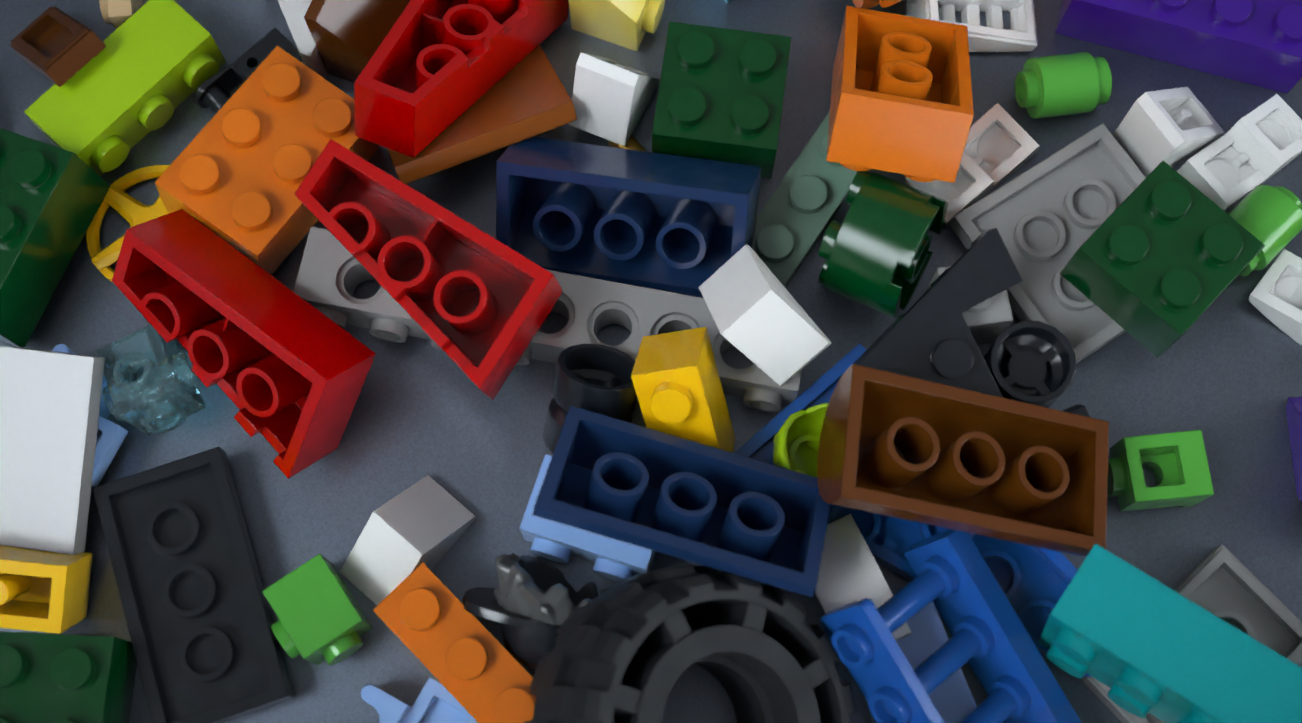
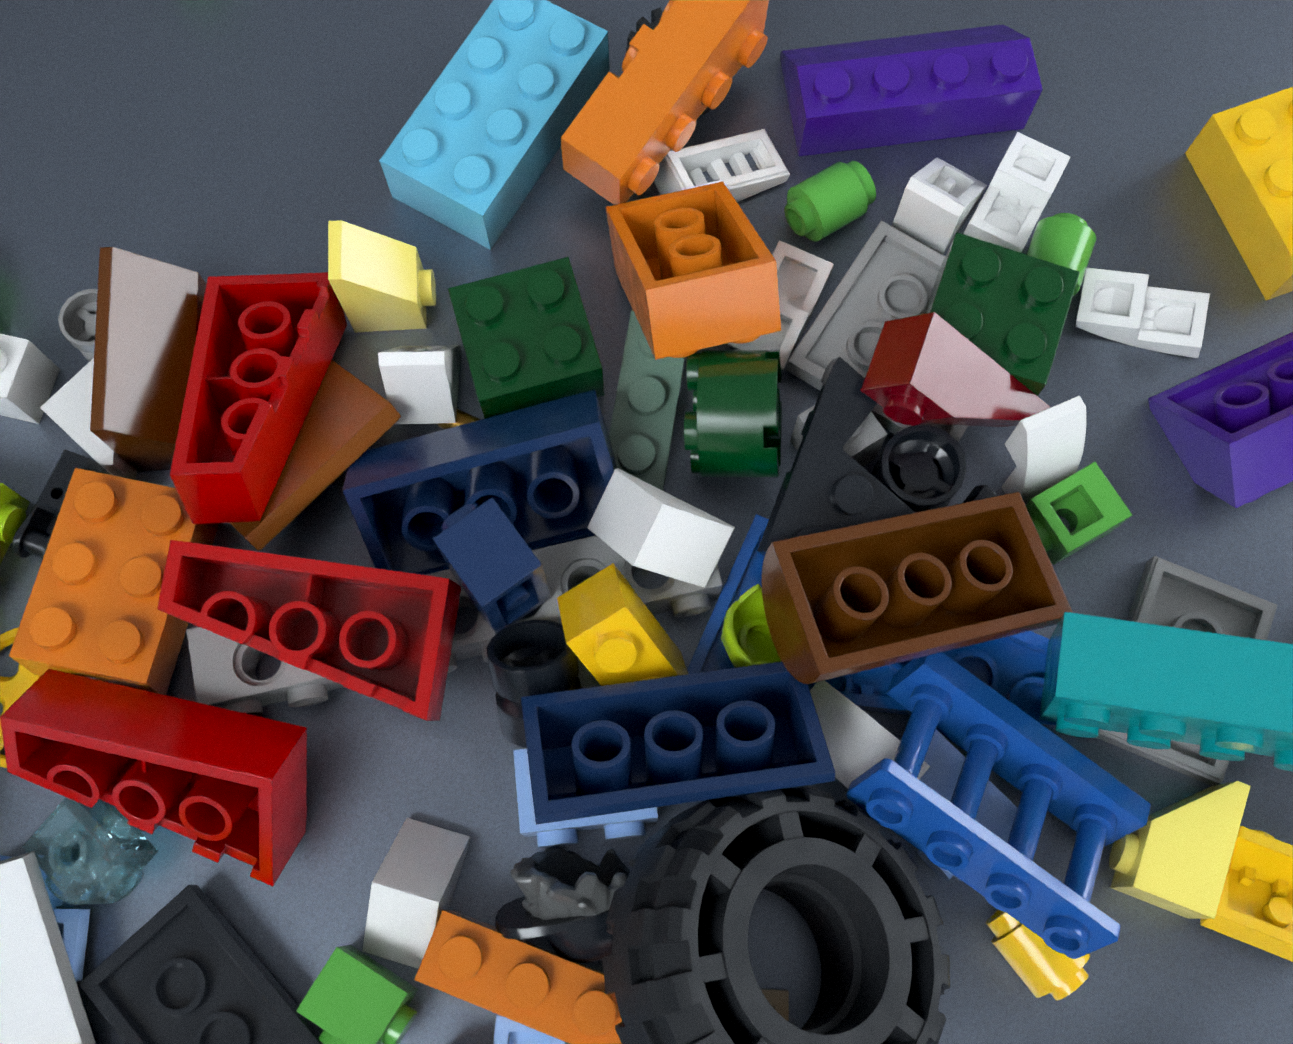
camera: 25 degrees left, 0 degrees up
(597, 280) = (492, 564): none -> dark blue brick
(1081, 285) = (937, 376): none -> slope
(1158, 396) = (1046, 448): none -> white slope

